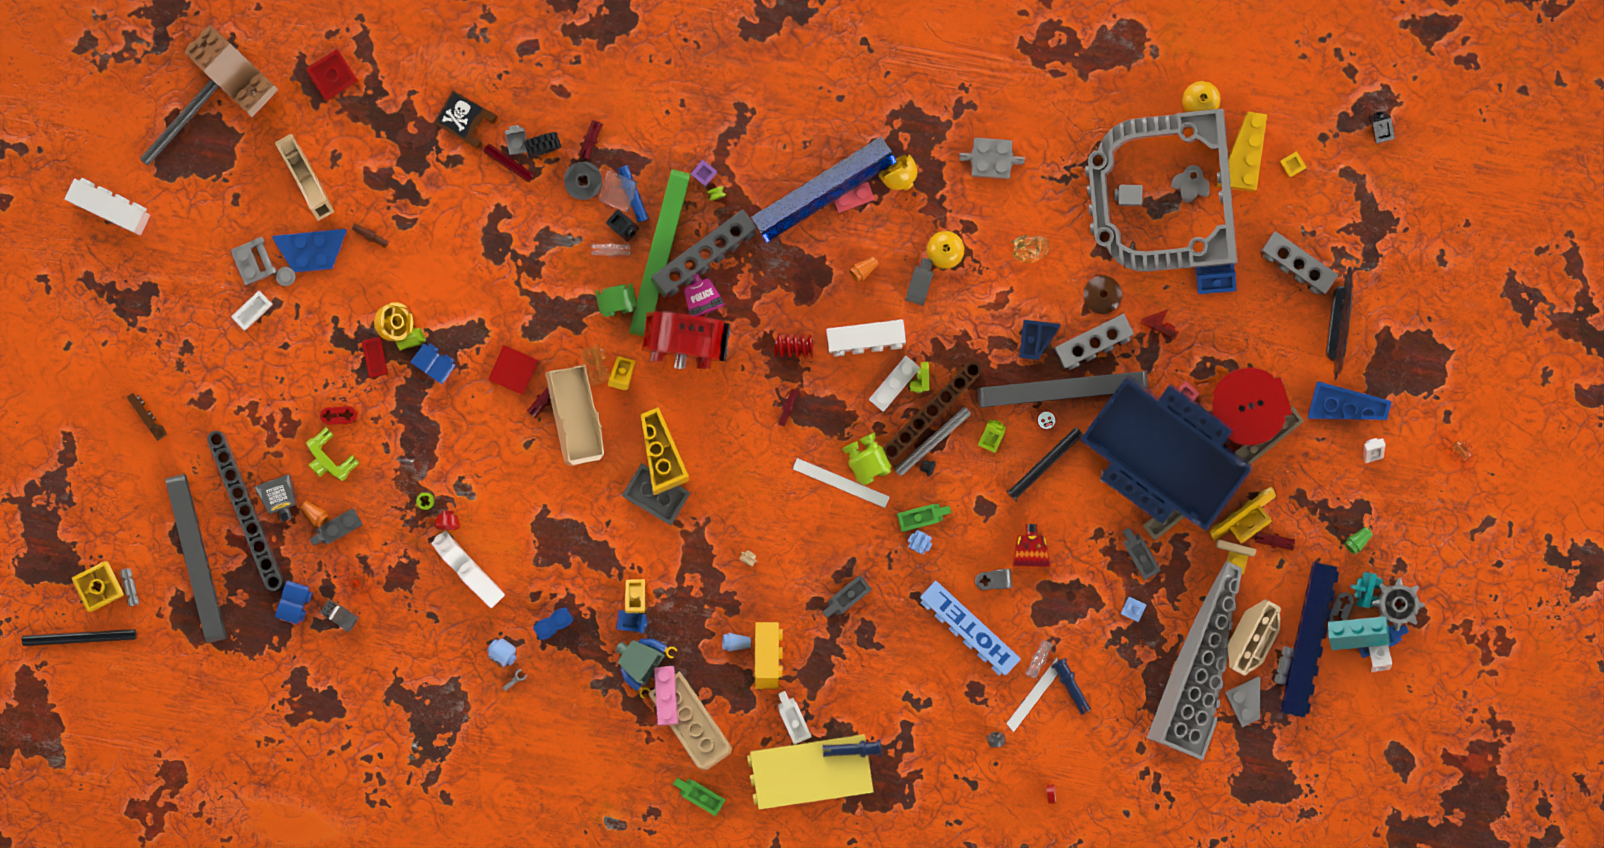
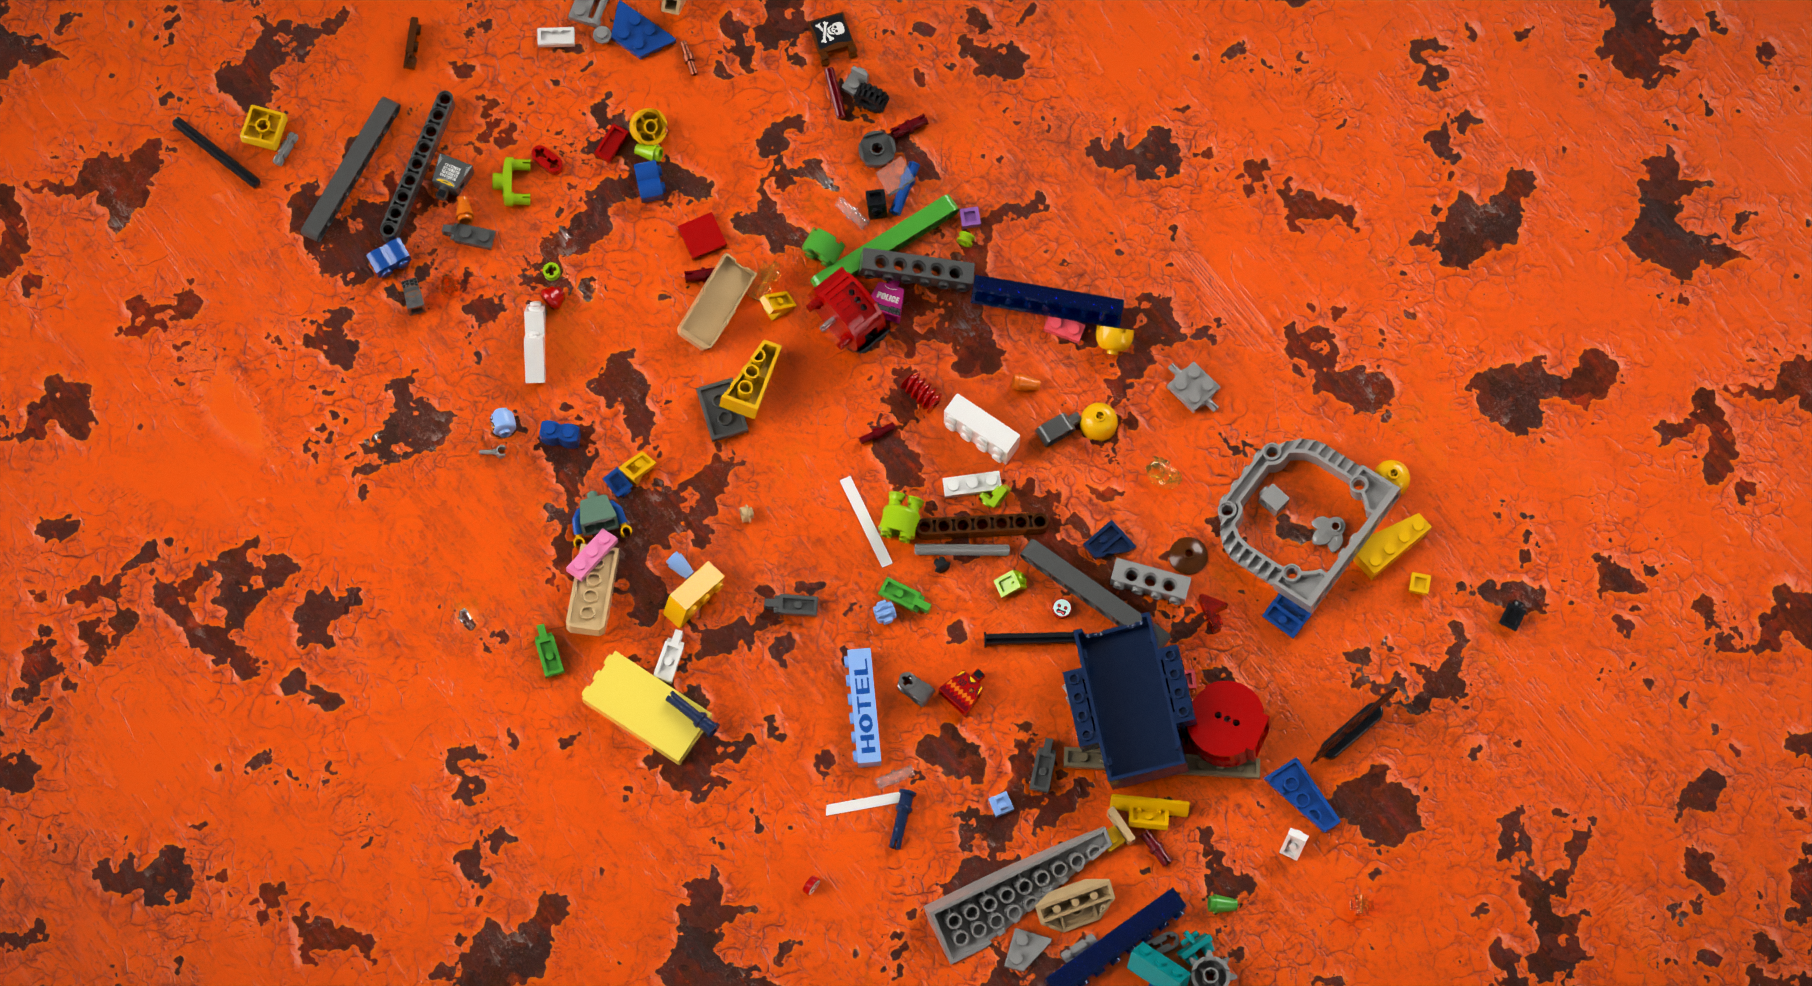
camera: 40 degrees right, 15 degrees down
(996, 739) = (807, 807): dark grey plate -> none
(1326, 275) = (1356, 629): light grey brick -> none

